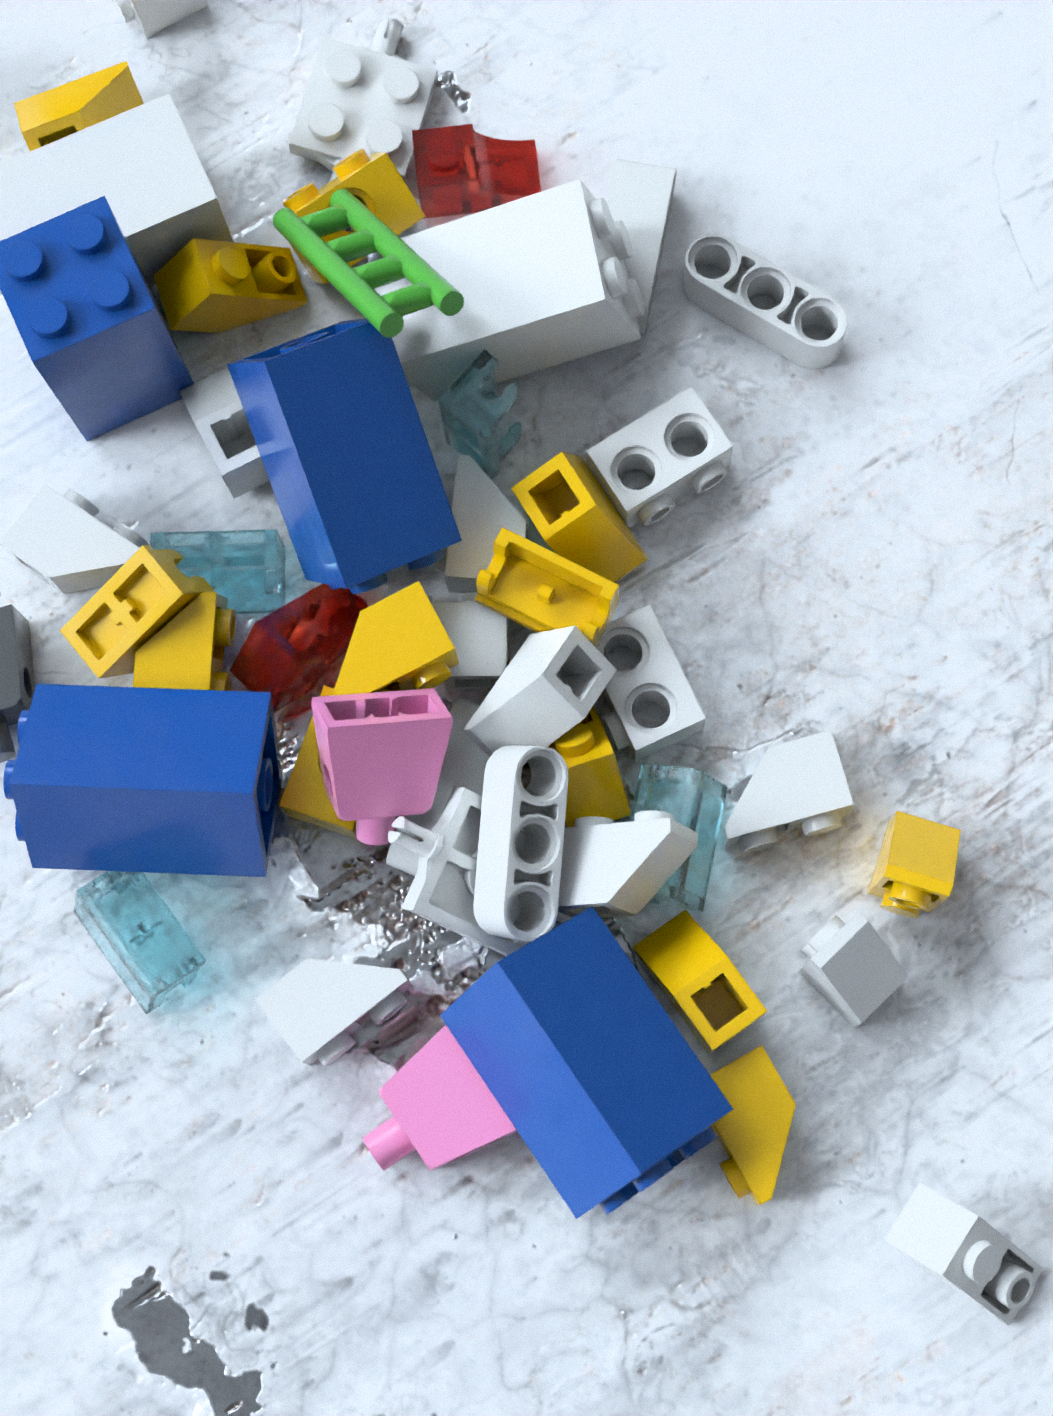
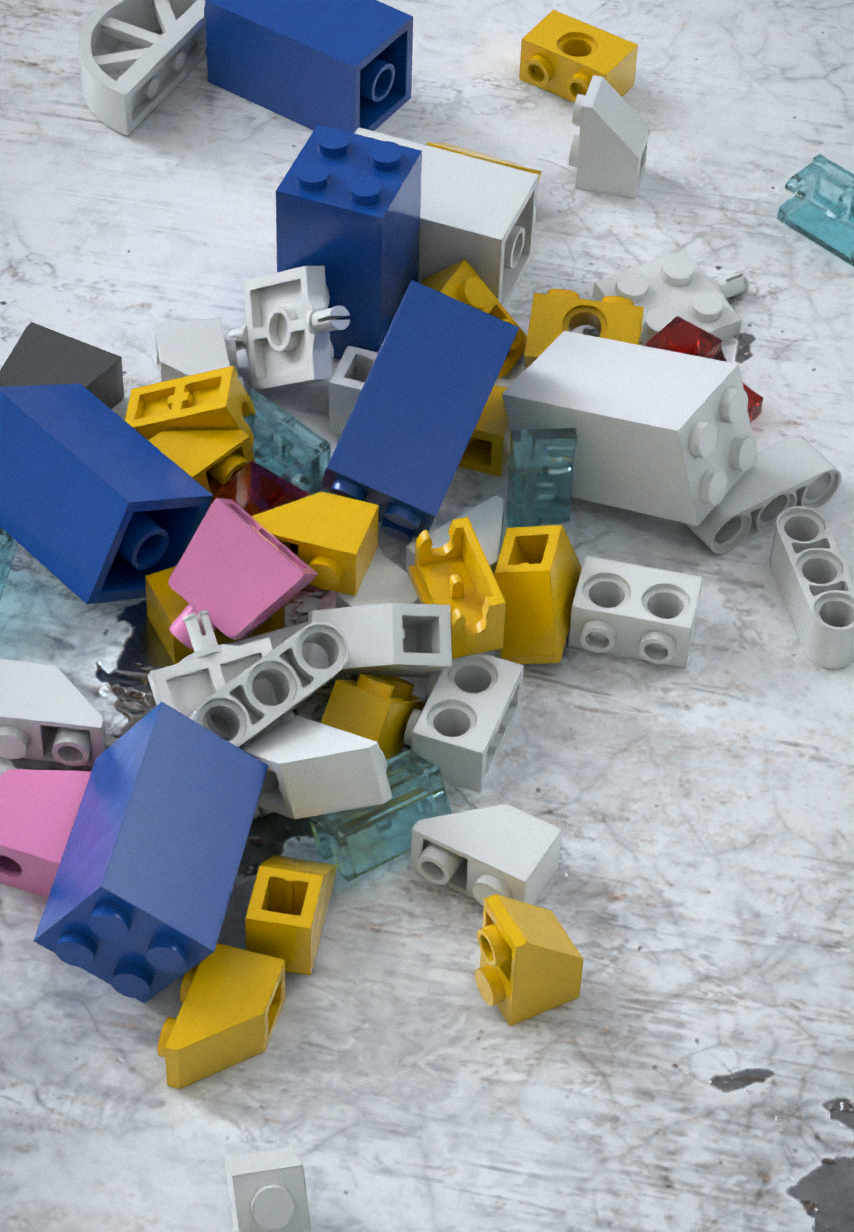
camera: 35 degrees right, 30 degrees down
(126, 450) = (288, 328): none -> white plate
(359, 283) = (548, 314): bright green bar -> none
(852, 967) = (405, 973): white slope -> none

